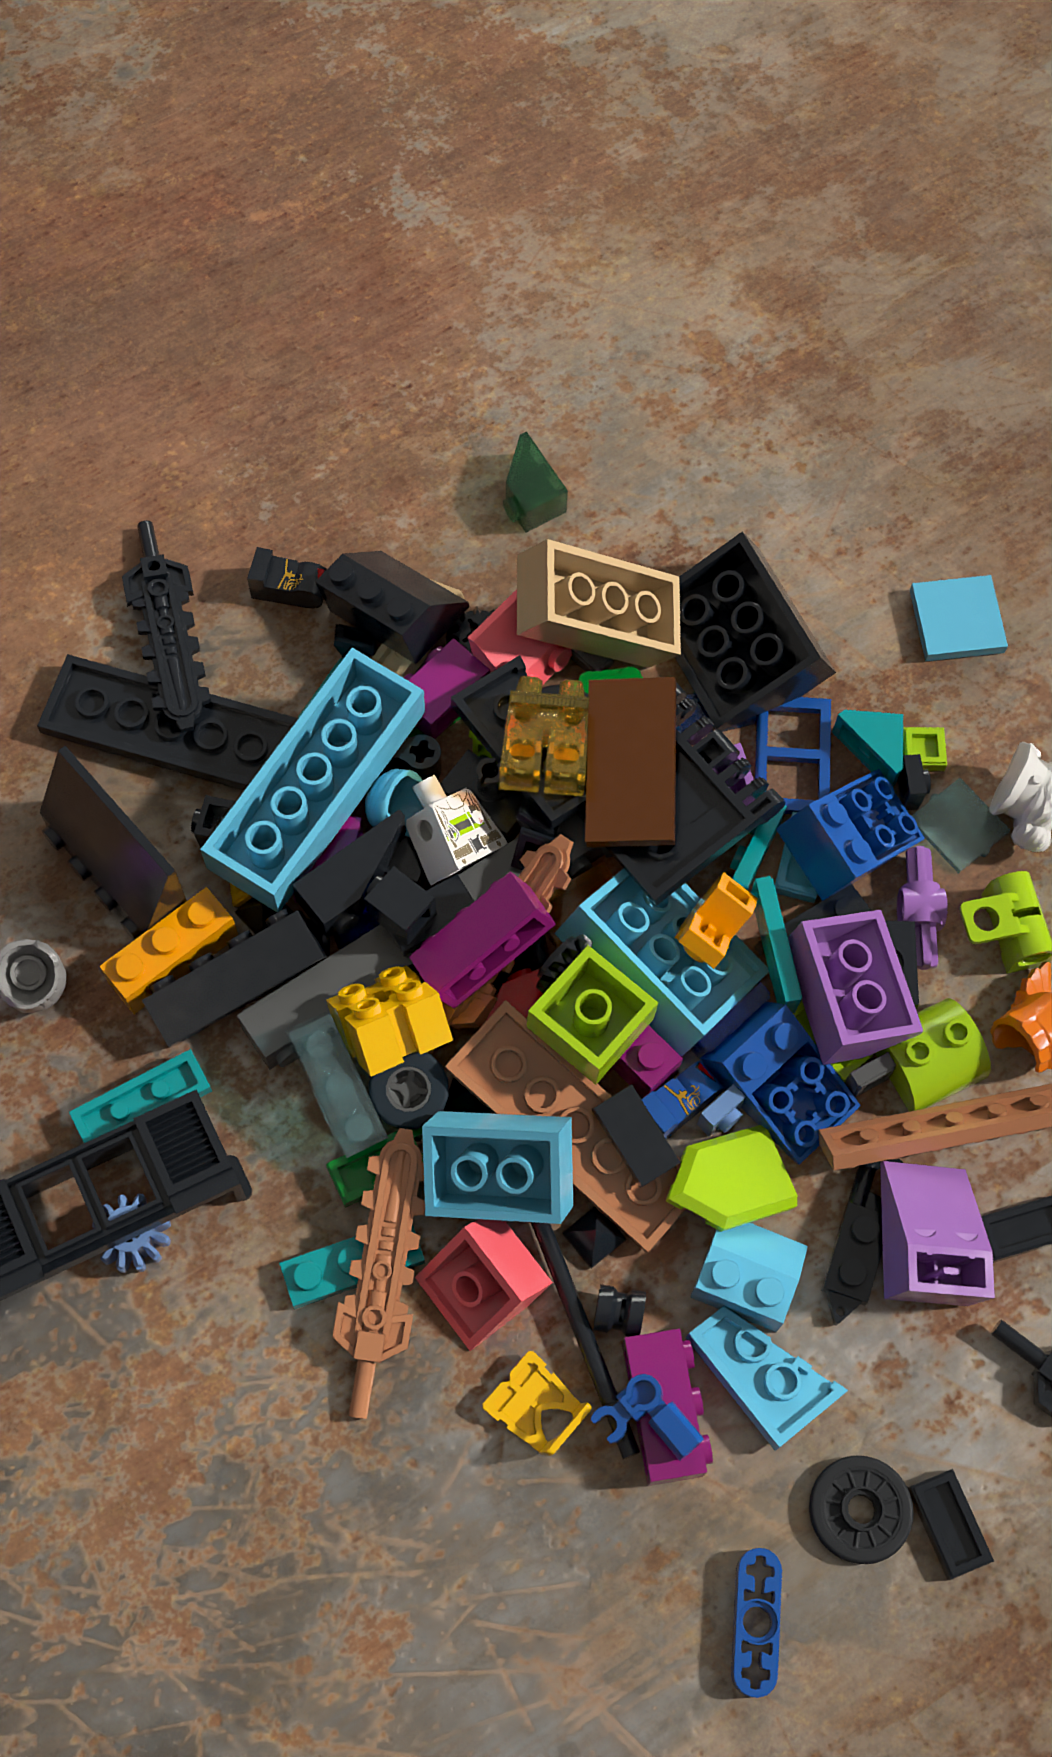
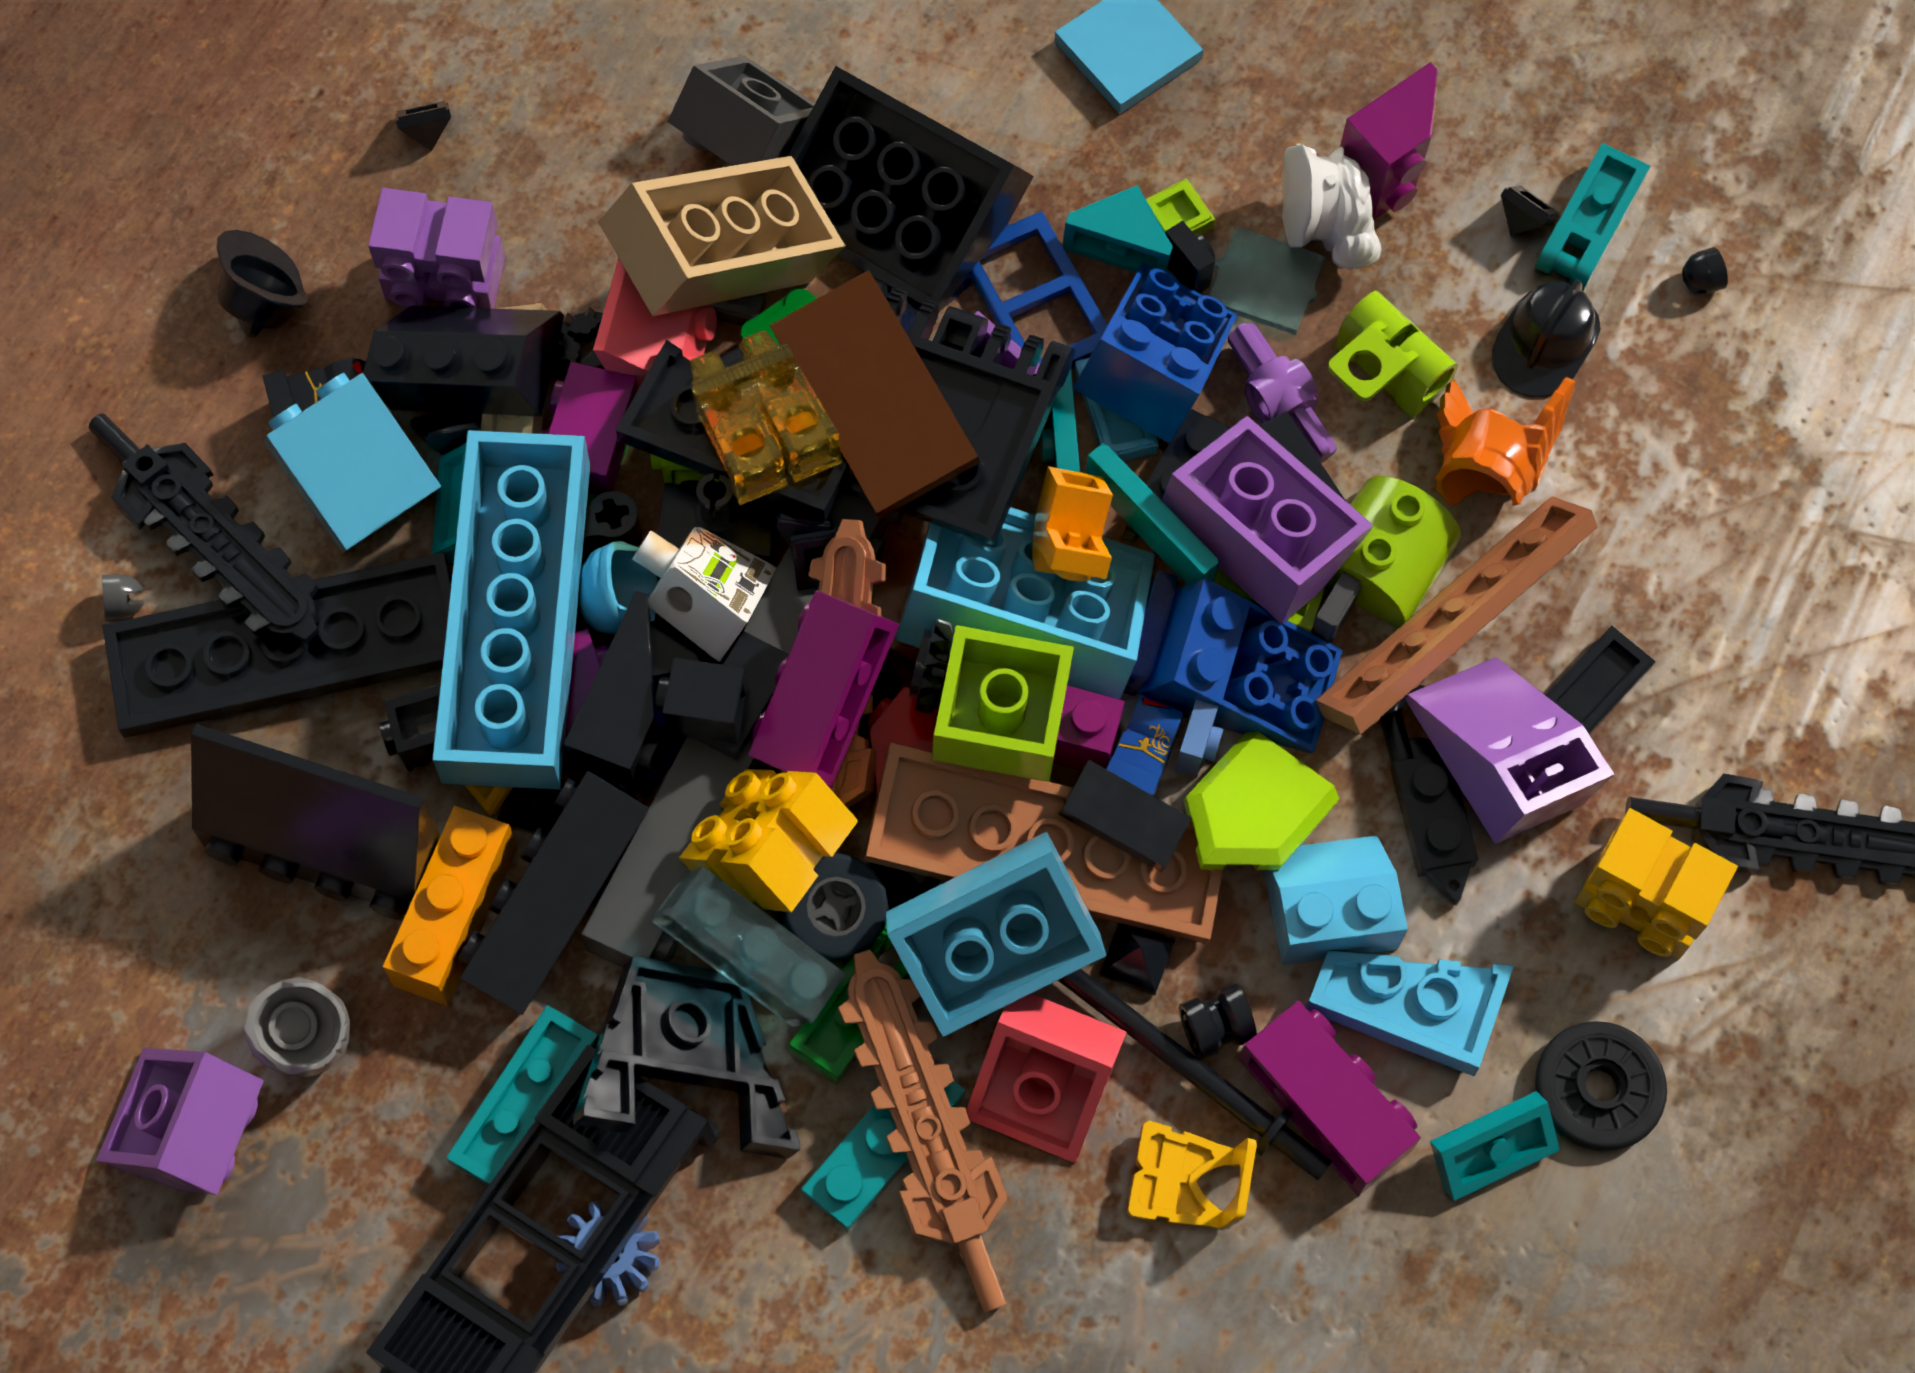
camera: 30 degrees left, 0 degrees up
(88, 640) = (116, 599): none -> dark grey hinge
(264, 1114) = (690, 1030): none -> black wing
(277, 629) = (350, 460): none -> medium azure brick
(293, 485) = (257, 281): none -> black piece
(413, 523) = (436, 250): none -> medium lavender brick
(460, 437) = (424, 122): none -> black slope
(533, 487) = (550, 138): clear green slope -> none
(645, 1396) = (1308, 1093): blue bar -> none
(666, 530) = (739, 111): none -> dark grey slope
(743, 1660) = (1598, 1305): blue beam -> none
(759, 1507) = (1495, 1145): none -> teal plate
(950, 1524) = (1702, 1047): black tile -> none
(978, 1392) = (1655, 885): none -> yellow brick

